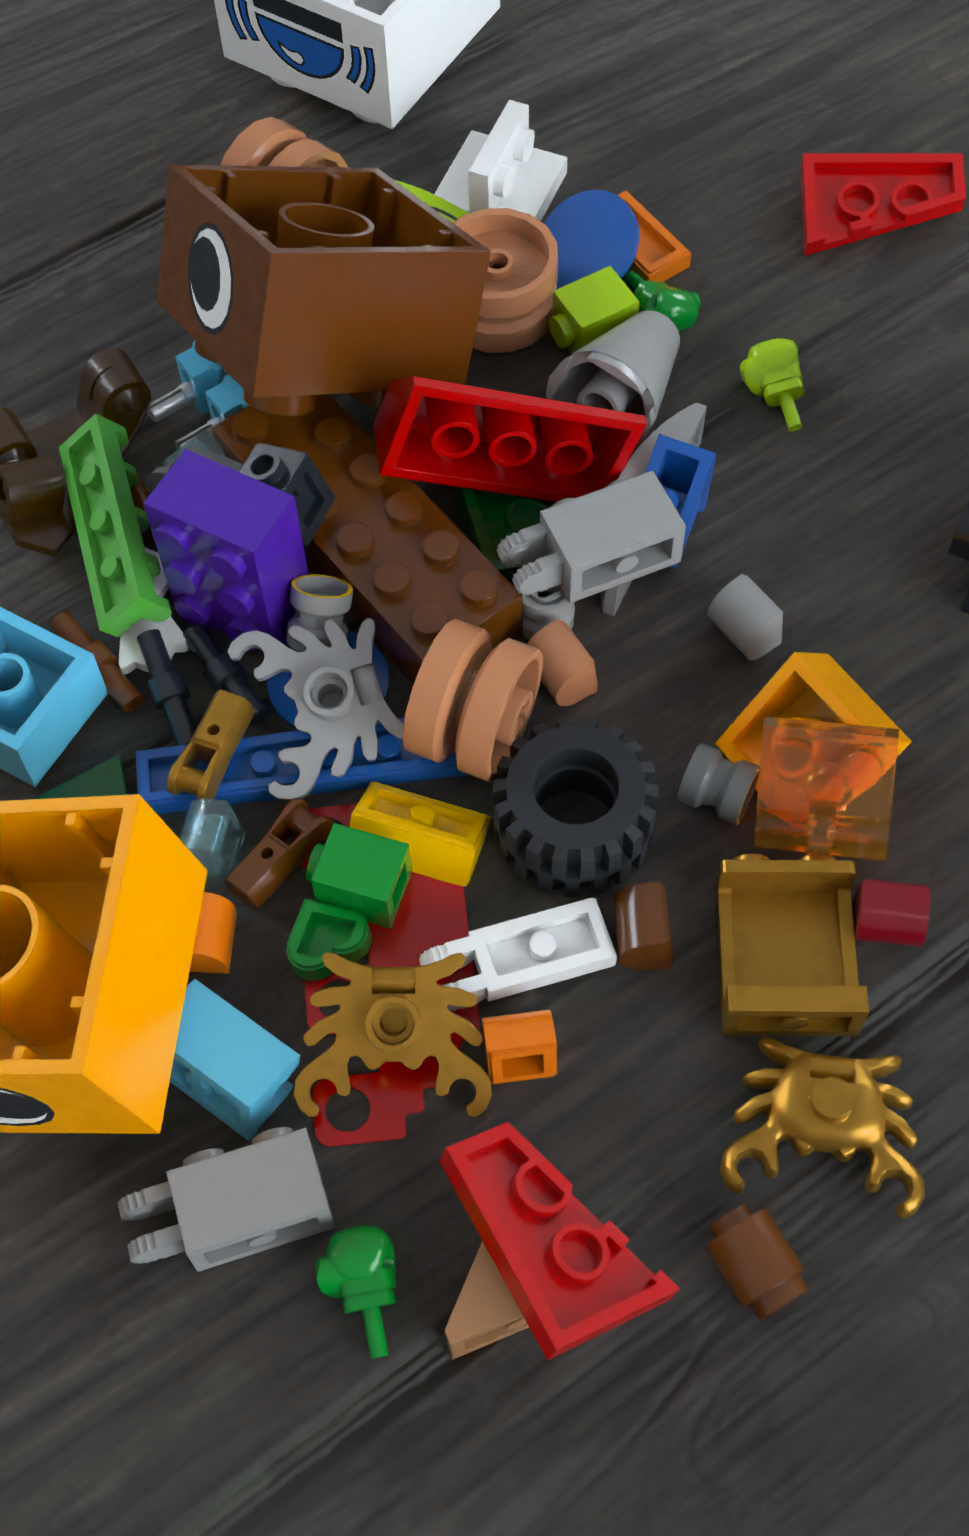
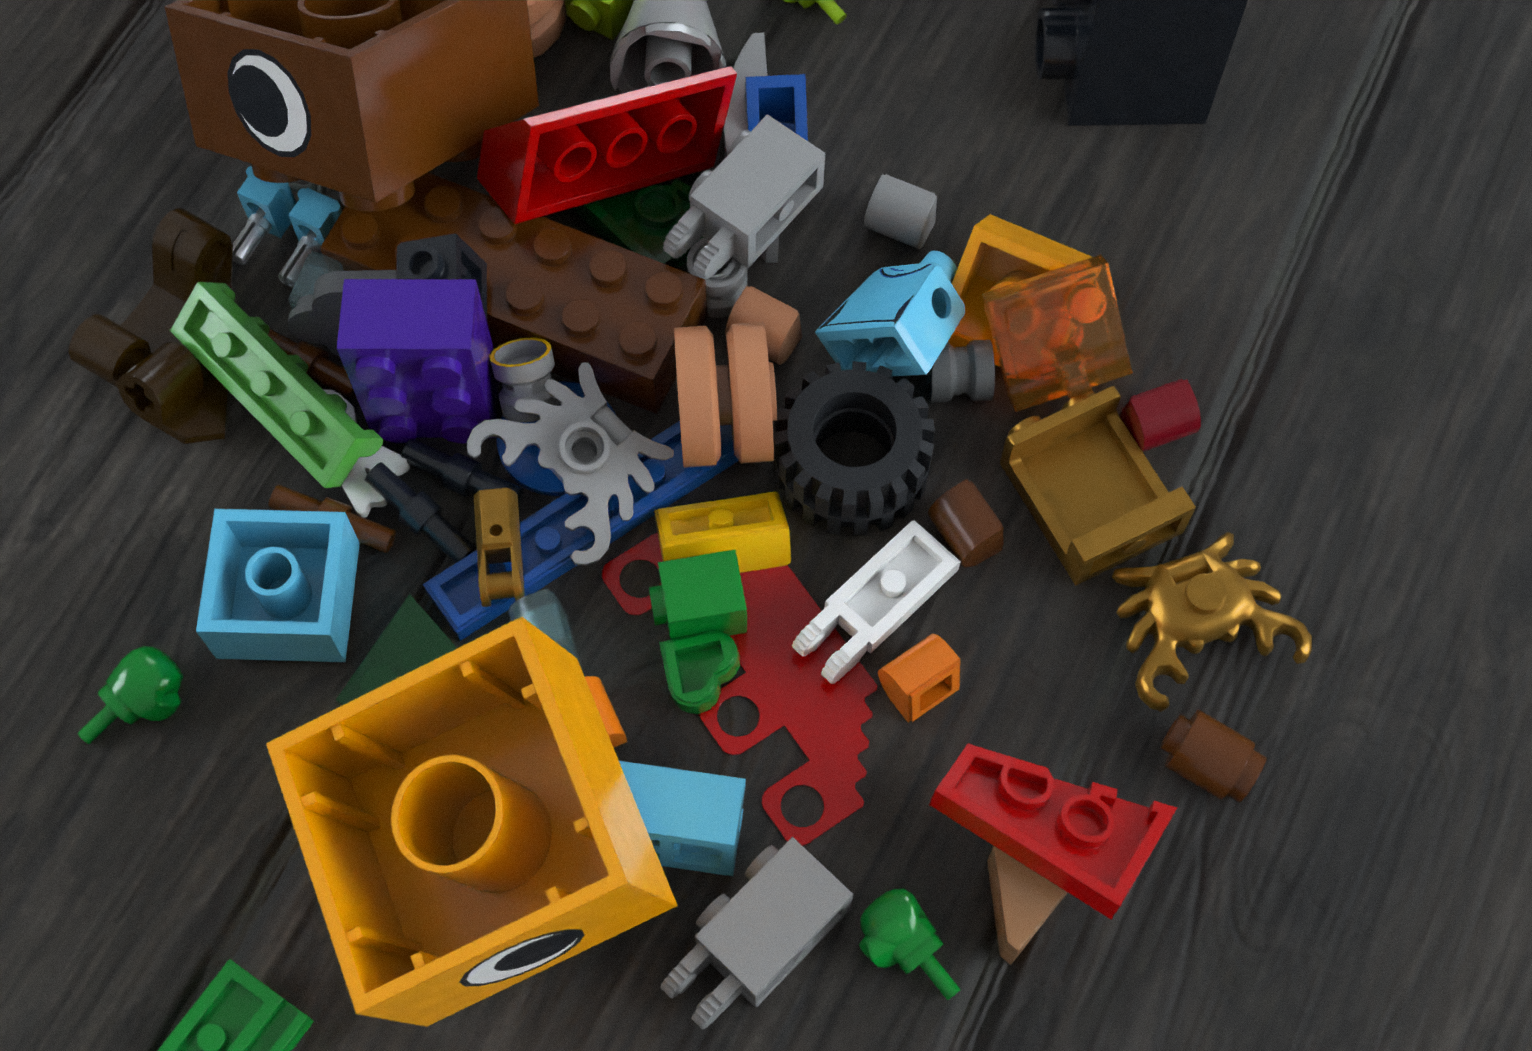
camera: 30 degrees left, 5 degrees up
(273, 860) = (611, 620): reddish brown bar -> none
(393, 1018) = (807, 707): pearl gold animal -> none
(683, 707) = (897, 318): none -> medium azure torso

